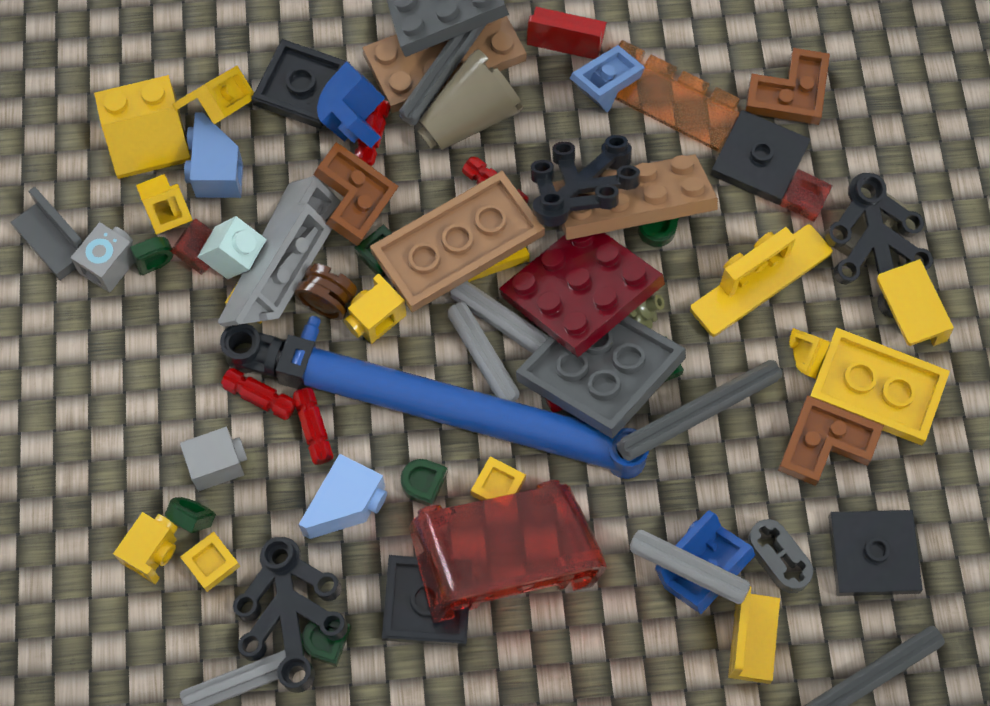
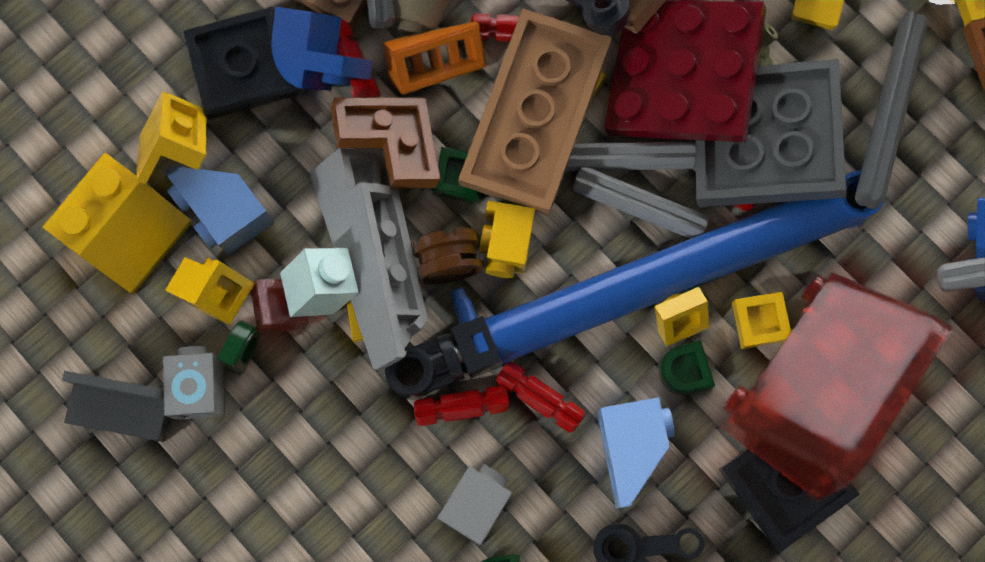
camera: 35 degrees left, 10 degrees up
(410, 173) = (412, 46): none -> orange slope
(446, 441) = (682, 316): none -> yellow plate

